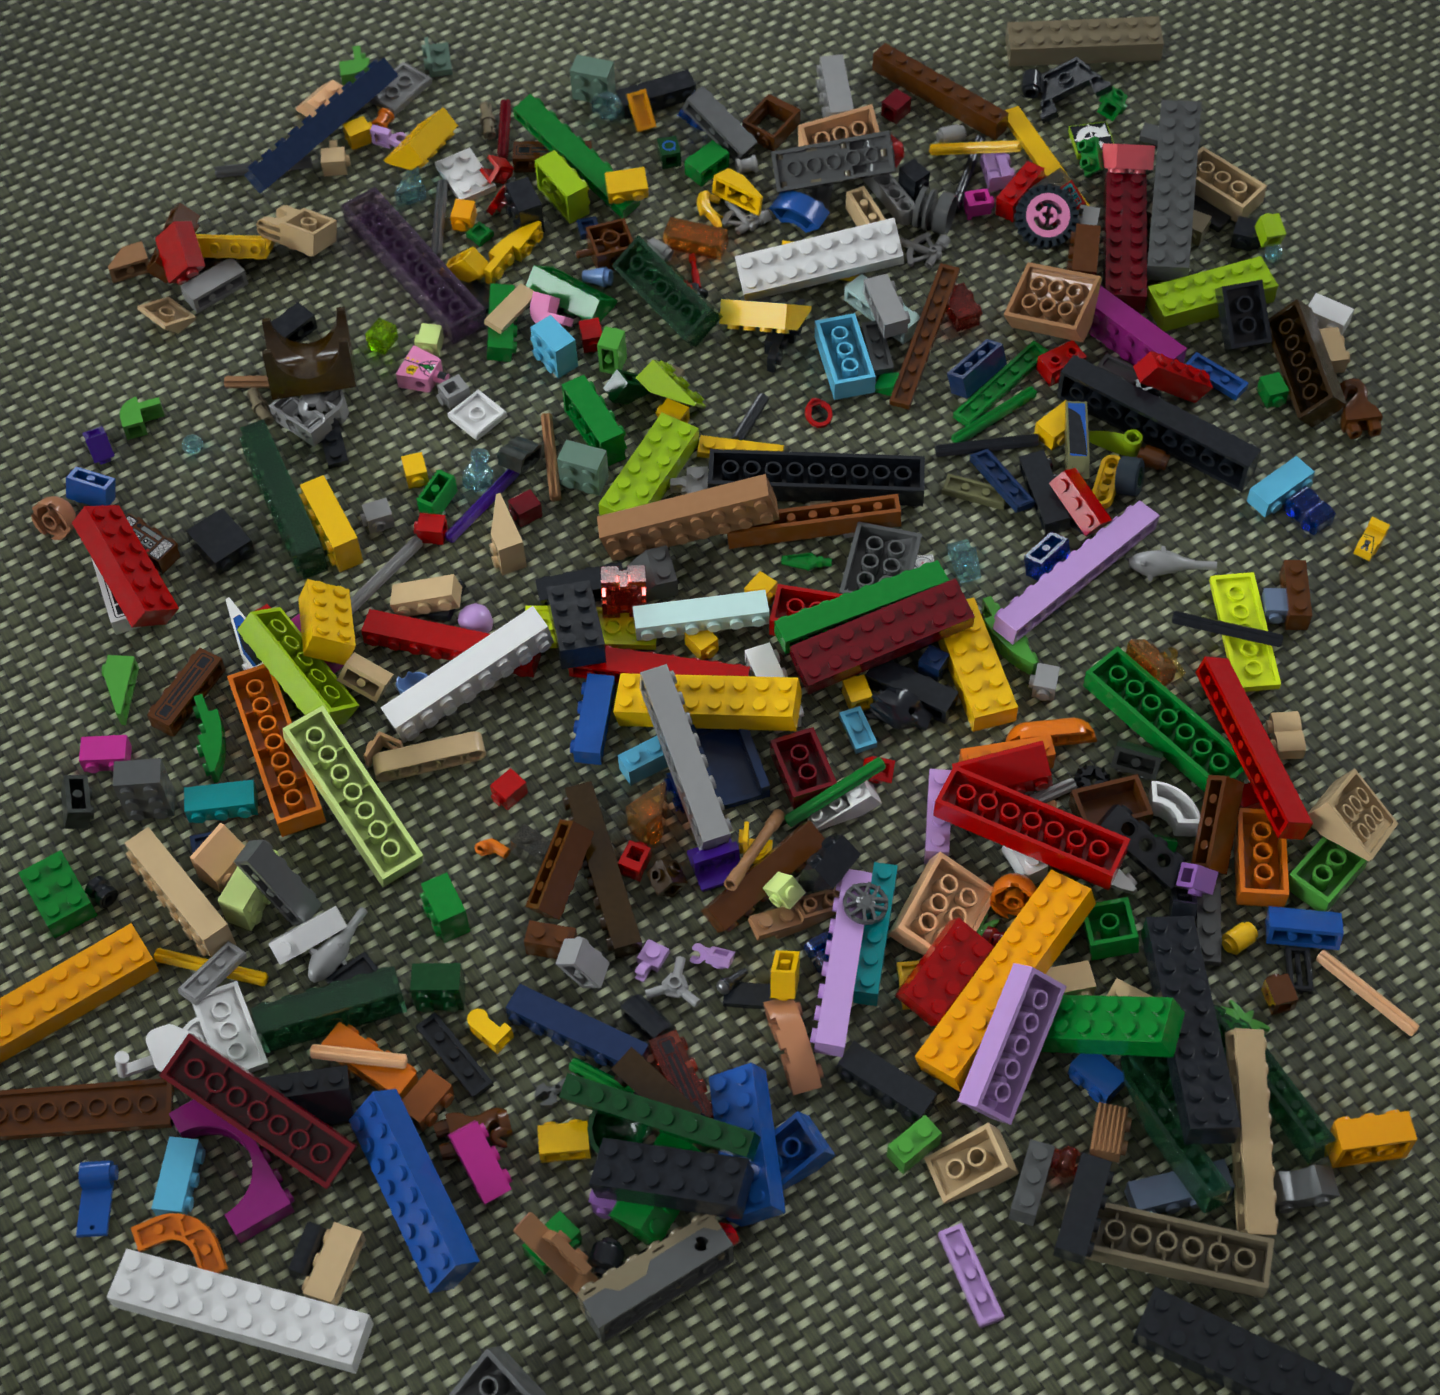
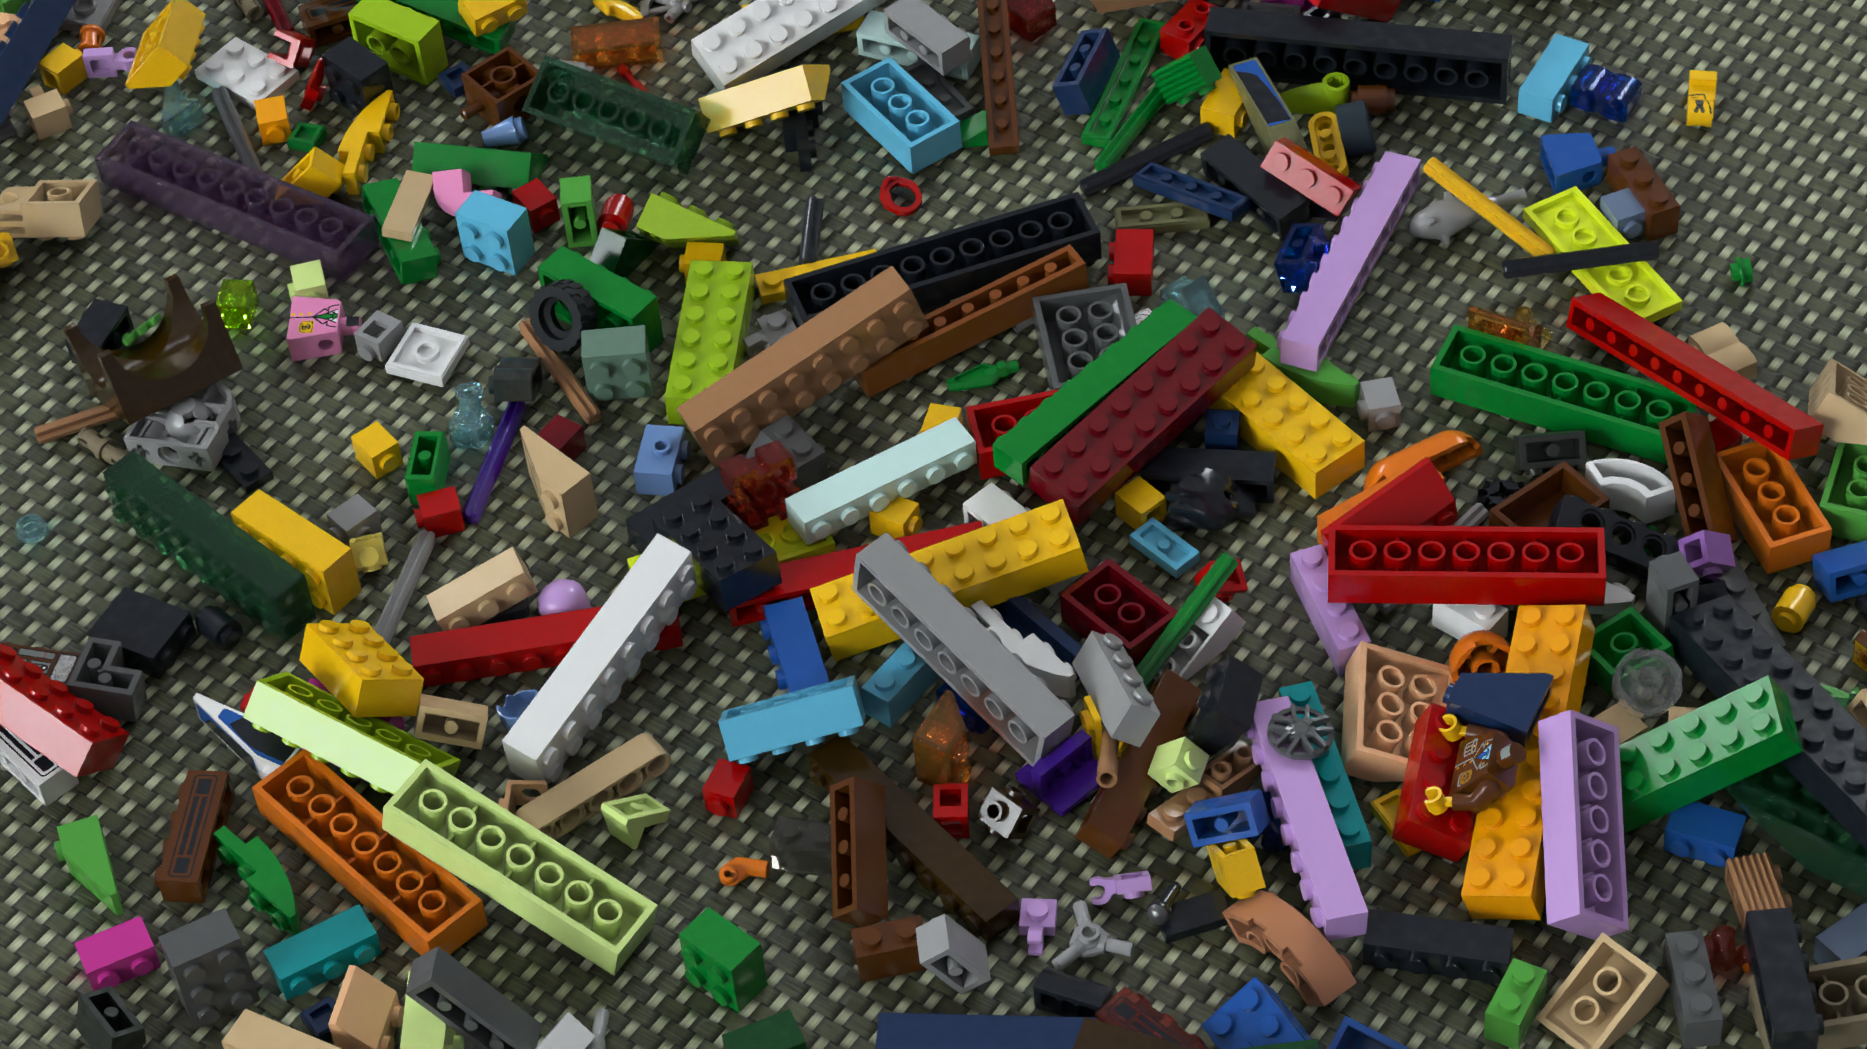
camera: 20 degrees left, 10 degrees down
(180, 569) = (106, 682): none -> dark grey brick
(266, 555) = (218, 627): none -> black brick
(313, 334) = (129, 338): none -> bright green piece
(374, 540) = (369, 552): none -> light yellow brick
(444, 784) = (630, 816): none -> yellowish green slope
(554, 421) = (544, 318): none -> black tyre
(563, 761) = (792, 719): none -> medium azure brick
(579, 544) = (661, 460): none -> medium blue brick
(635, 360) = (616, 212): none -> red brick
(728, 772) = (1037, 655): none -> white slope
(768, 823) = (1116, 688): none -> light grey brick
(793, 941) = (1227, 818): none -> blue brick
(939, 517) = (1132, 260): none -> red brick
(965, 979) = (1482, 770): none -> reddish brown torso
(998, 938) = (1500, 701): none -> dark blue slope
(1038, 397) = (1187, 75): none -> green brick
(1106, 959) = (1647, 683): none -> clear cylinder
(1154, 899) = (1670, 590): none -> dark grey brick
(1184, 569) = (1486, 208): none -> yellow axle
(1262, 553) = (1572, 160): none -> blue torso
(1333, 676) = (1741, 270): none -> green plate

